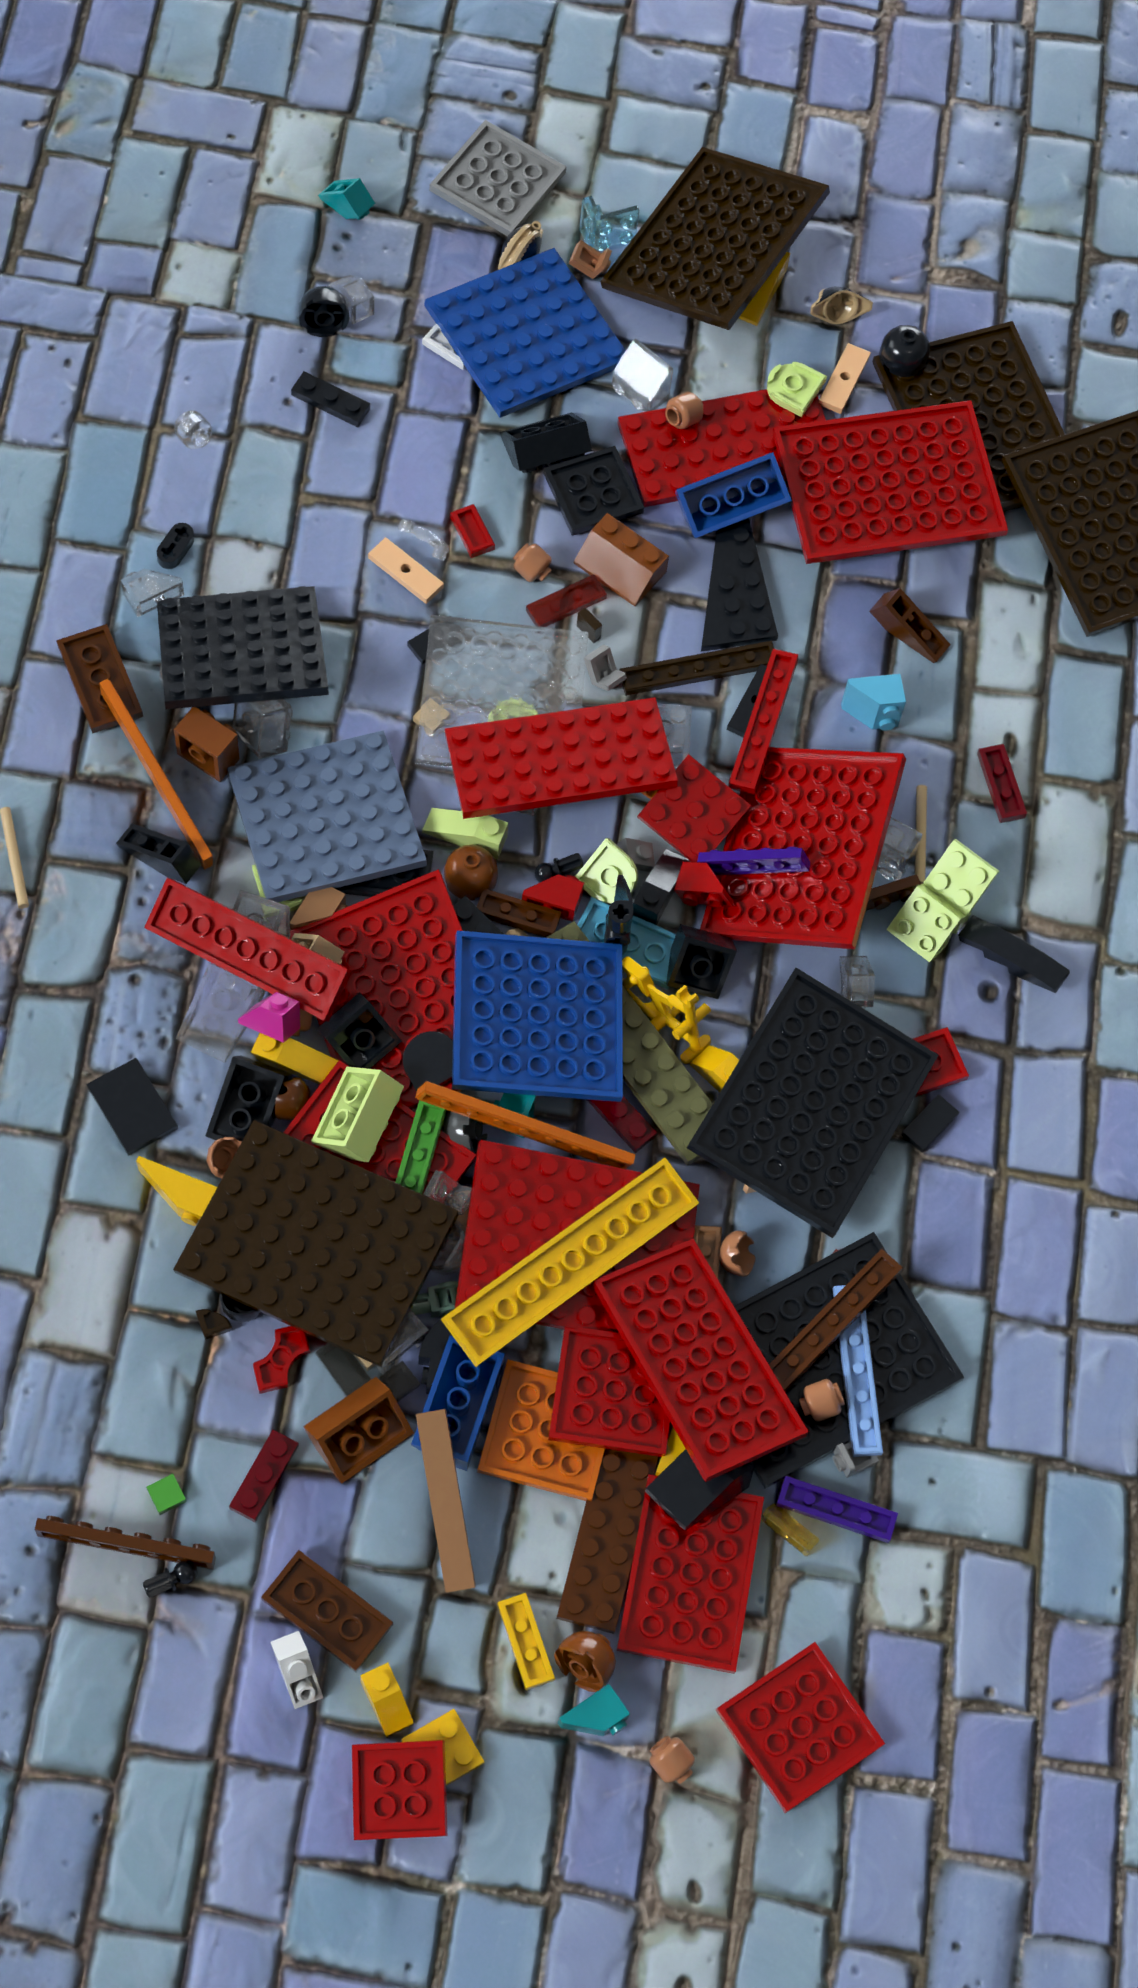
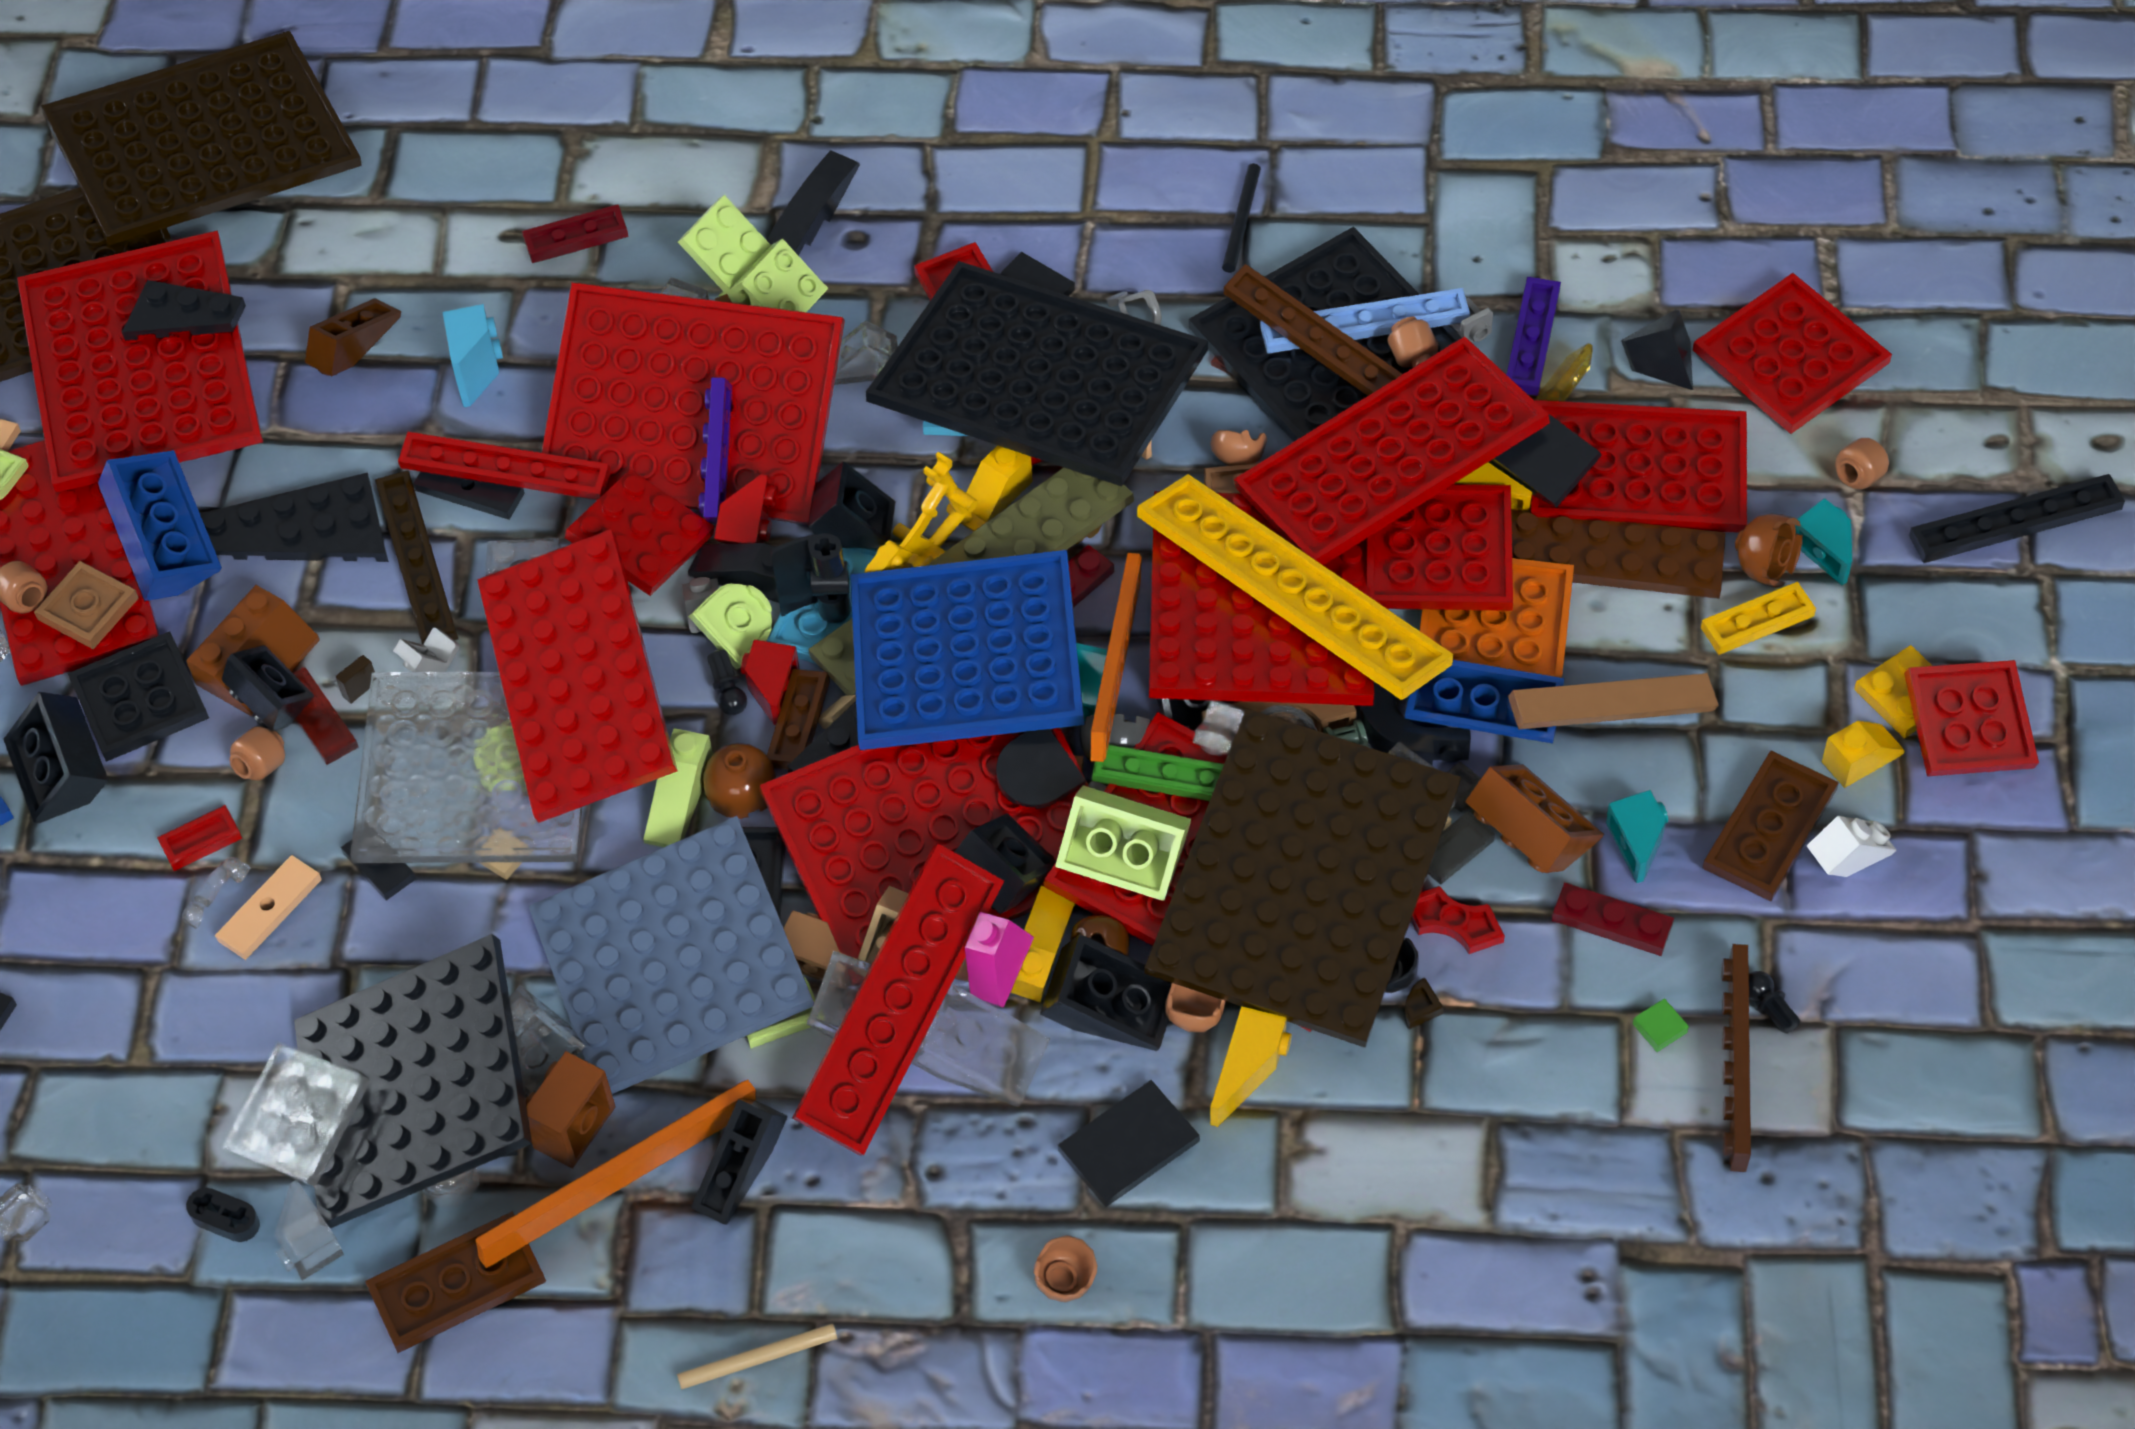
camera: 85 degrees left, 10 degrees down
(34, 1050) = (1065, 1269): none -> nougat hair
(231, 581) = (296, 1114): none -> clear plate
(333, 1506) = (1638, 830): none -> teal slope
(573, 559) = (266, 687): none -> black slope
(603, 1884) = (2016, 518): none -> black plate
(666, 452) = (86, 605): none -> medium nougat plate
(811, 1617) = (1662, 351): none -> black slope
(905, 1185) = (1148, 295): none -> light grey piece
(926, 503) = (177, 308): none -> black wing
(989, 1292) = (1241, 218): none -> black bar

